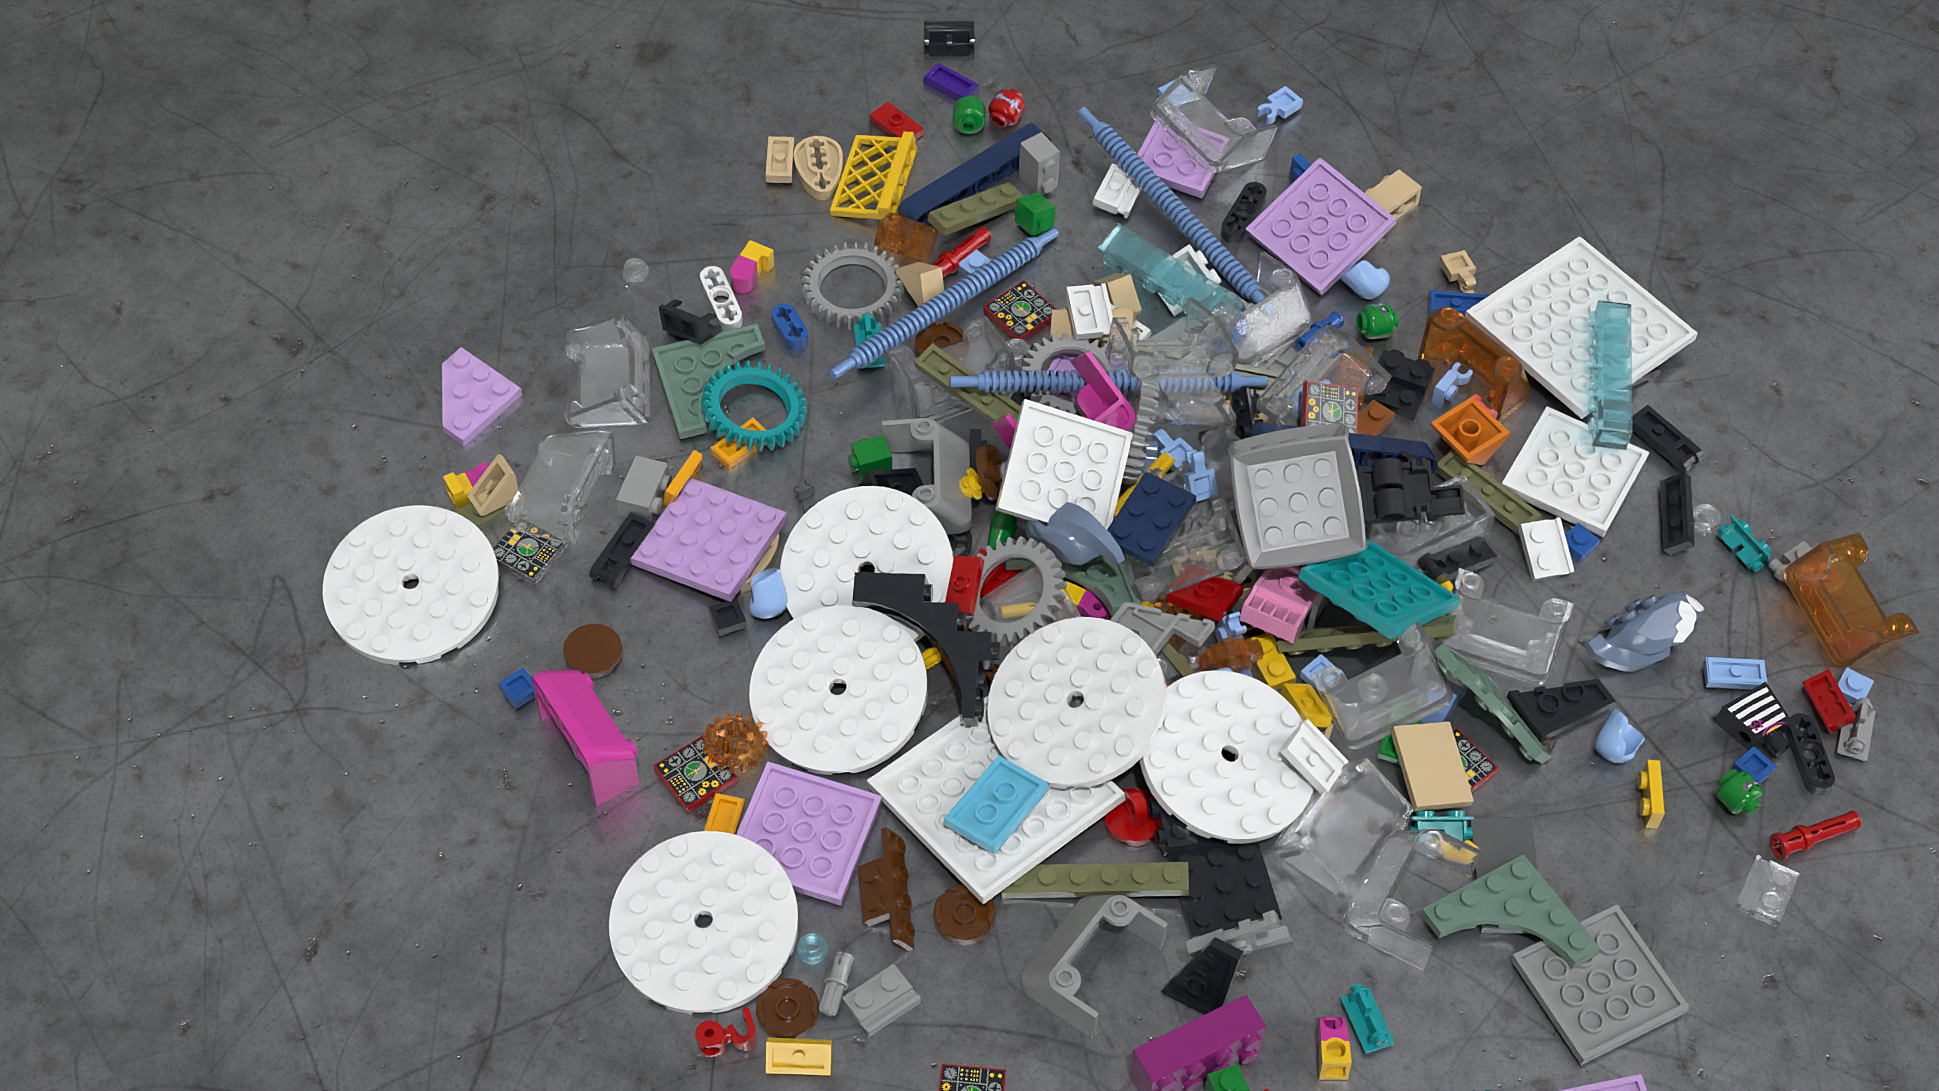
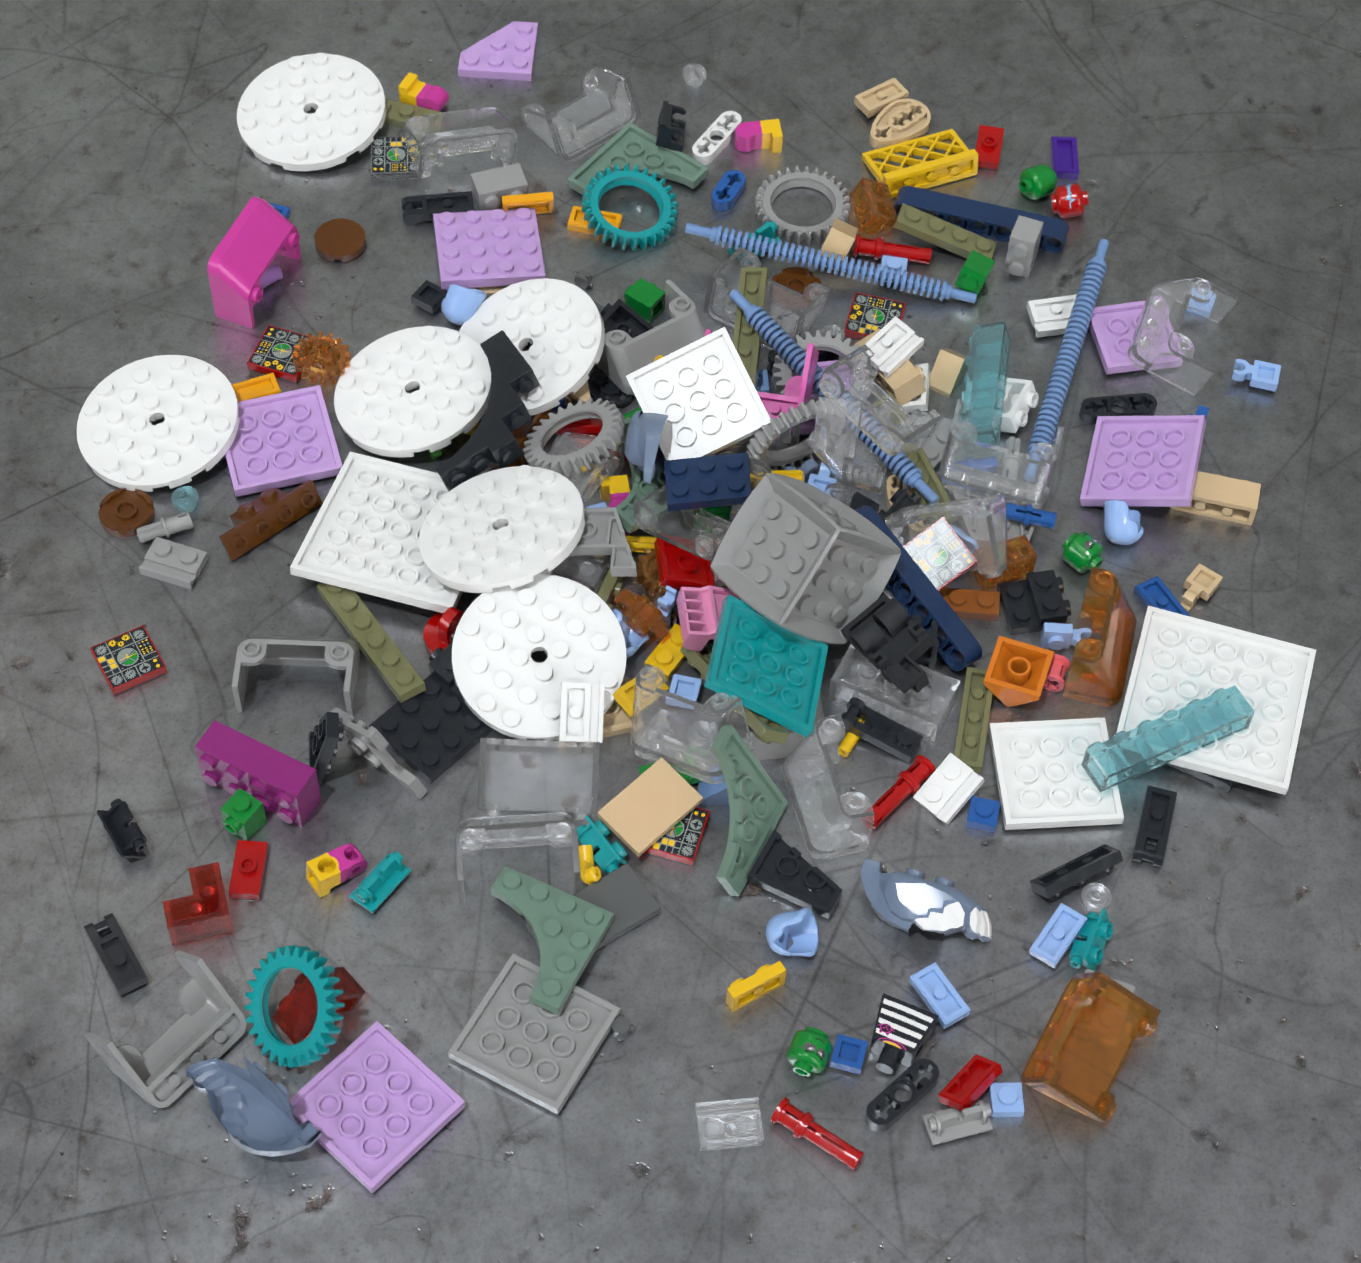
camera: 55 degrees right, 0 degrees up
(494, 487) = (423, 102): tan slope -> none
(713, 1038) = (70, 485): red leg -> none
(798, 1056) = (88, 536): yellow plate -> none
(949, 40) = (1104, 131): black hinge -> none
(962, 916) = (275, 577): reddish brown tile -> none
(965, 582) = (556, 407): red plate -> none
(996, 804) = (376, 531): medium azure plate -> none
(1521, 575) = (907, 783): none -> red pin
(1728, 562) = (1058, 935): none -> light blue plate

